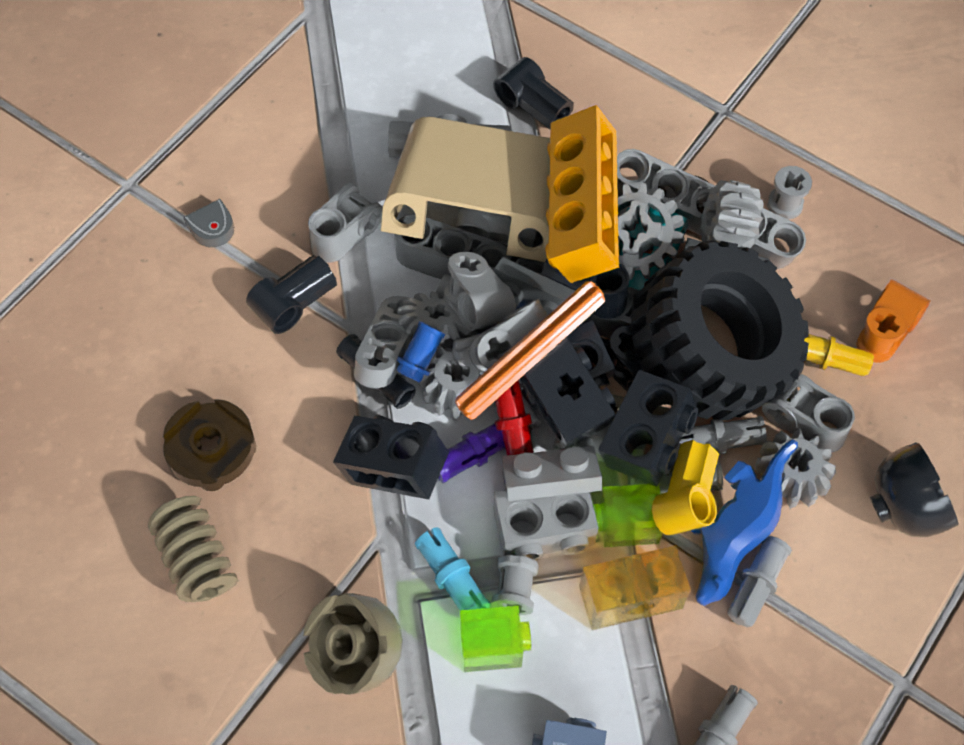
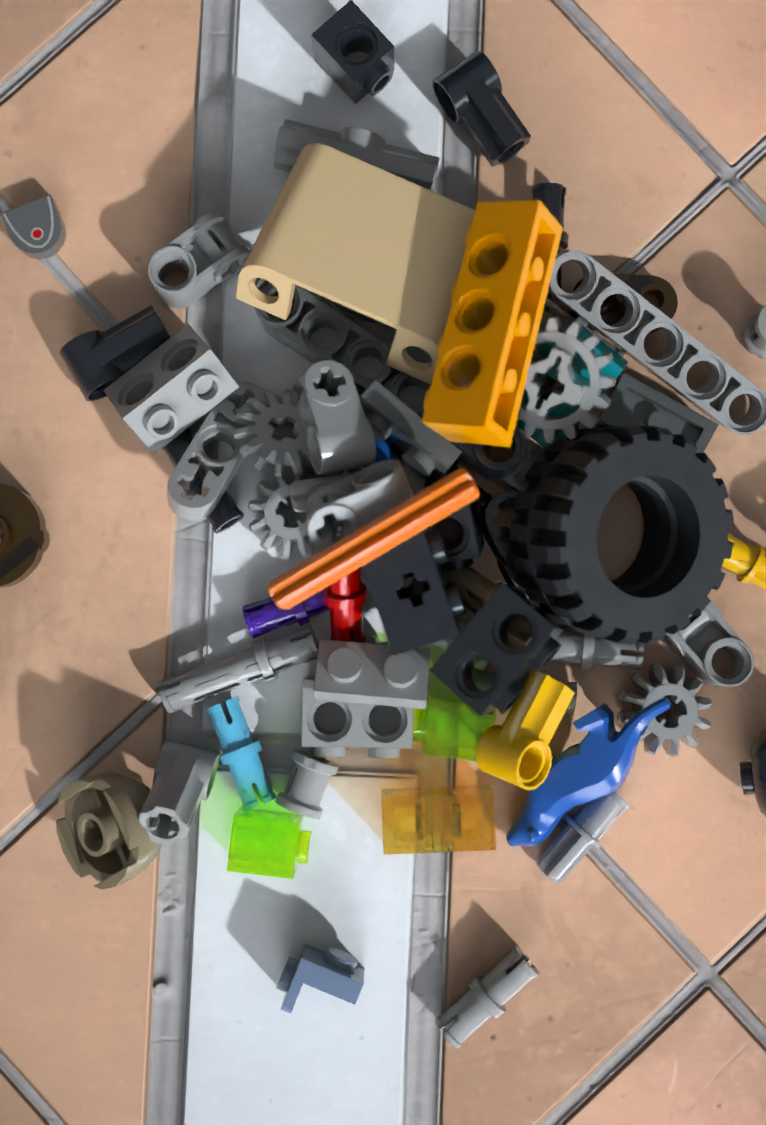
camera: 15 degrees right, 25 degrees up
(341, 305) = (170, 389): none -> light grey brick
(391, 456) = (191, 610): black brick -> none
(409, 599) = (180, 782): none -> light grey piece
(420, 352) = (241, 498): blue pin -> none
(431, 75) = (350, 32): none -> black brick
(446, 501) = (230, 672): none -> light grey pin
(732, 214) = (679, 386): light grey gear -> none

